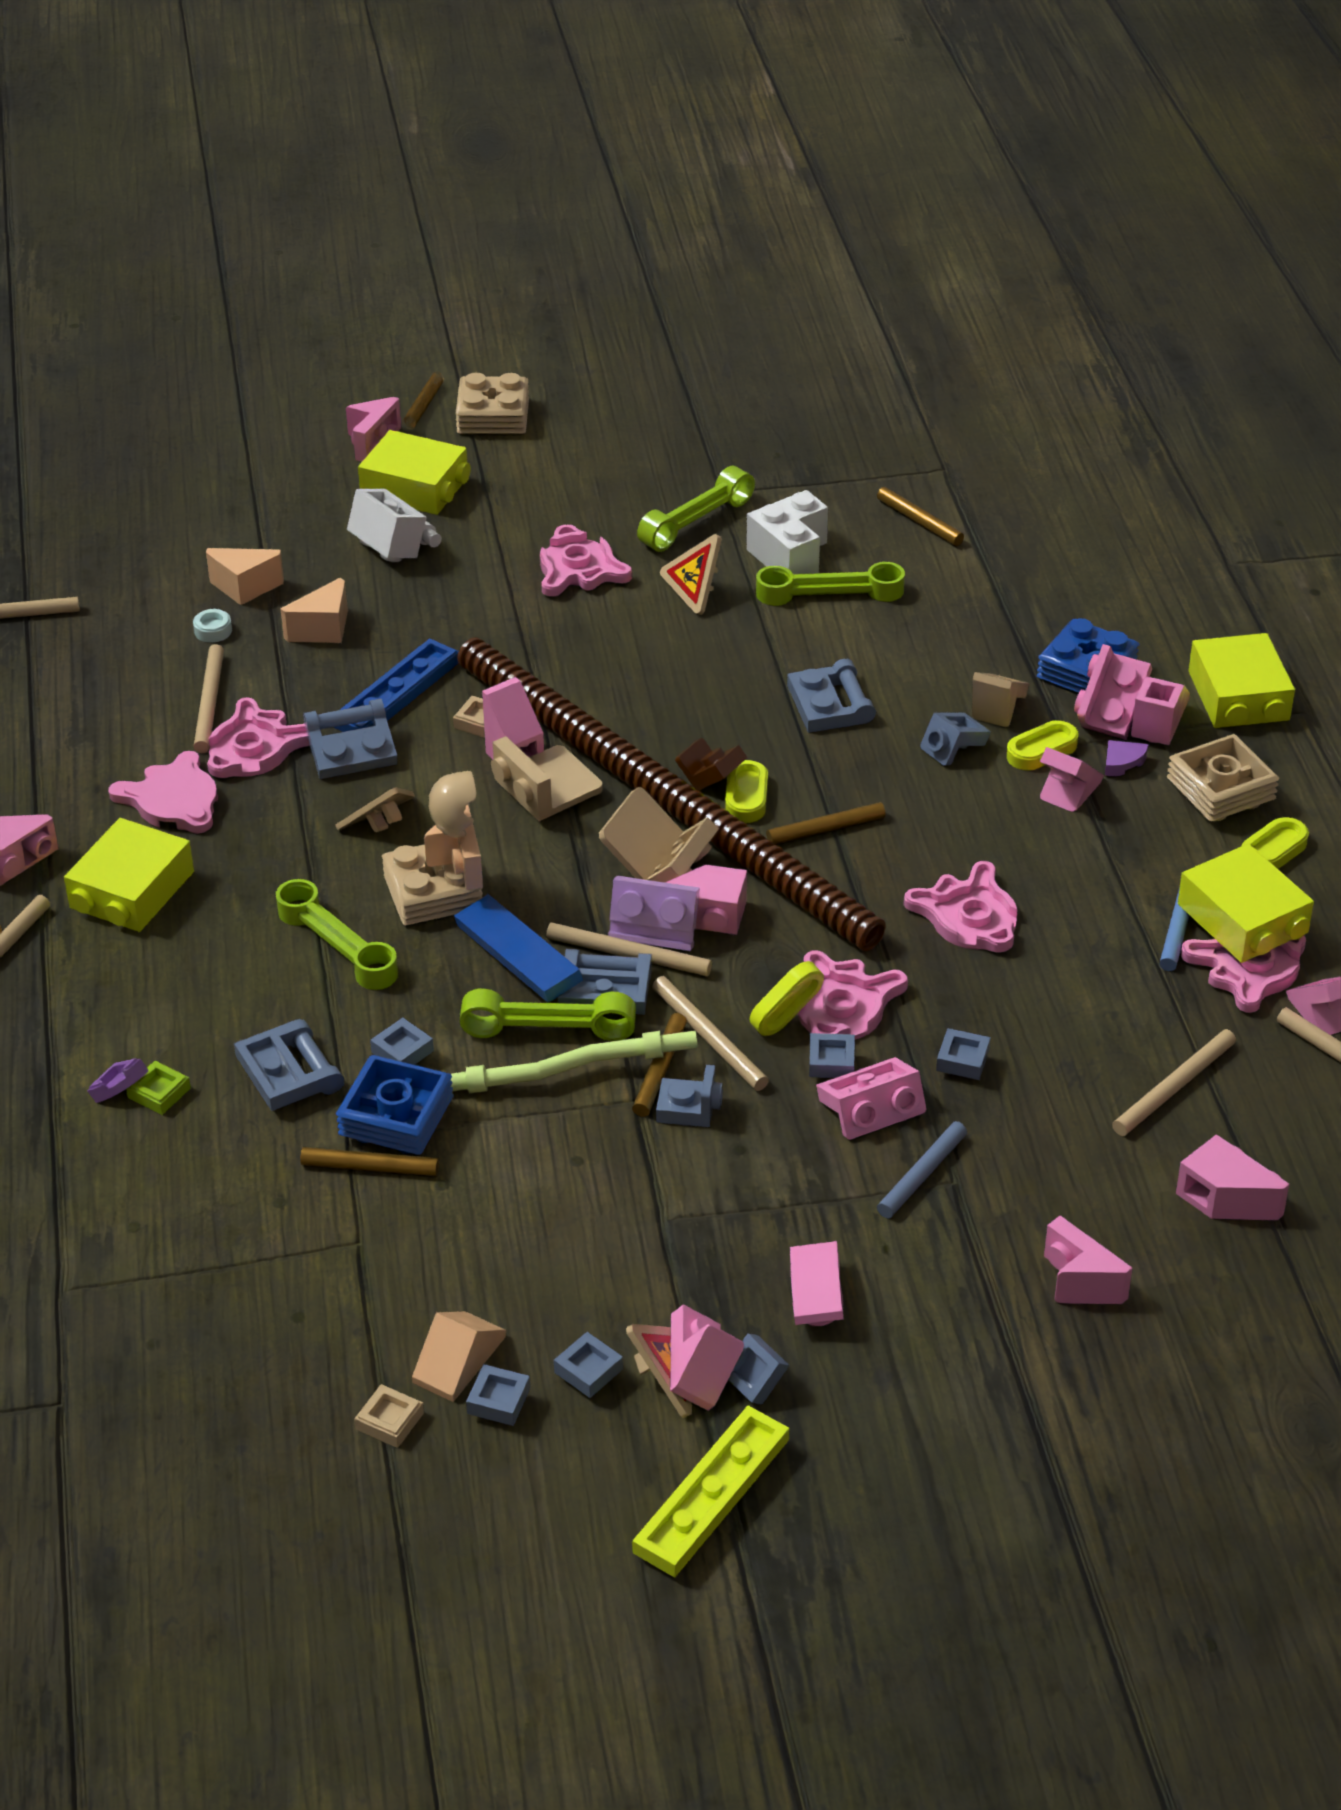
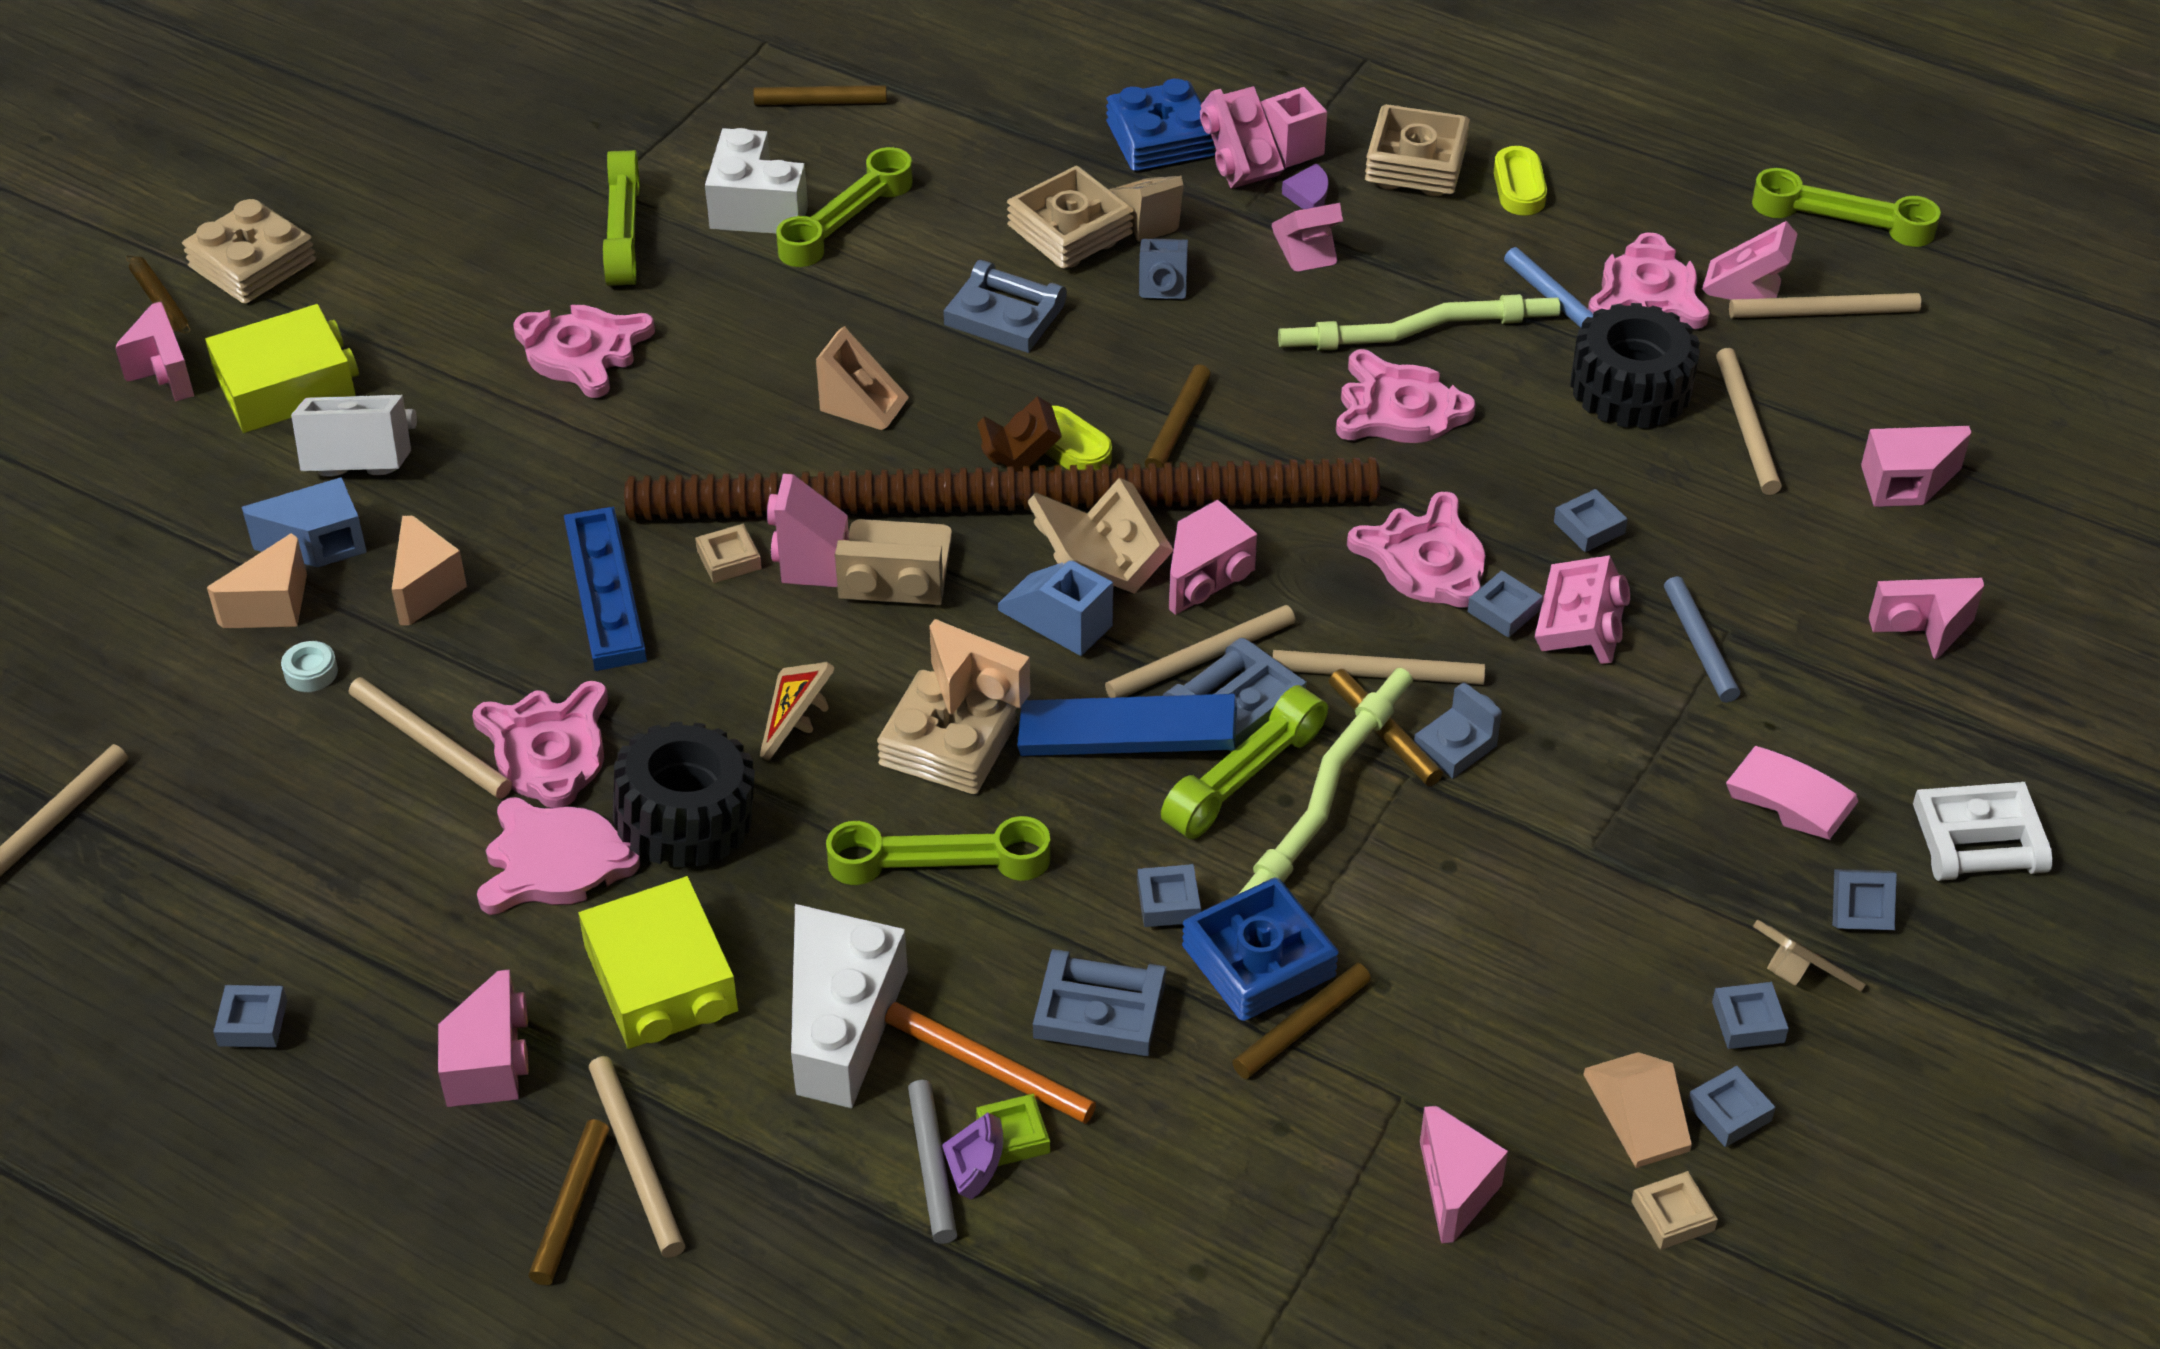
camera: 50 degrees left, 5 degrees up
(122, 1052) = (932, 1162): none -> light grey bar
(168, 958) = (842, 988): none -> white wedge
(199, 1050) = (990, 1062): none -> orange bar
(254, 804) = (683, 794): none -> black tyre
(303, 1293) = (1460, 1169): none -> bright pink slope
(310, 556) = (317, 515): none -> medium blue slope
(352, 749) = (667, 673): sand blue plate -> none
(449, 800) = (965, 619): tan hair -> none
(584, 867) = (1063, 605): none -> medium blue slope
(654, 912) = (1193, 599): lavender plate -> none
(671, 674) = (855, 384): none -> light nougat slope
(693, 573) = (722, 277): piece -> none
(700, 1357) = (1830, 932): bright pink slope -> none
(710, 1491) = (1987, 1024): neon yellow plate -> none
(786, 998) = (1415, 582): neon yellow tile -> none
(906, 1391) = (1982, 815): none -> white plate
(937, 671) = (1070, 217): none -> tan brick
(1028, 748) = (1233, 224): neon yellow tile -> none
(1126, 907) = (1329, 335): none -> yellowish green bar
(1137, 990) = (1634, 365): none -> black tyre
(1241, 680) = (1299, 52): neon yellow brick -> none
(1245, 902) = (1604, 235): neon yellow brick -> none

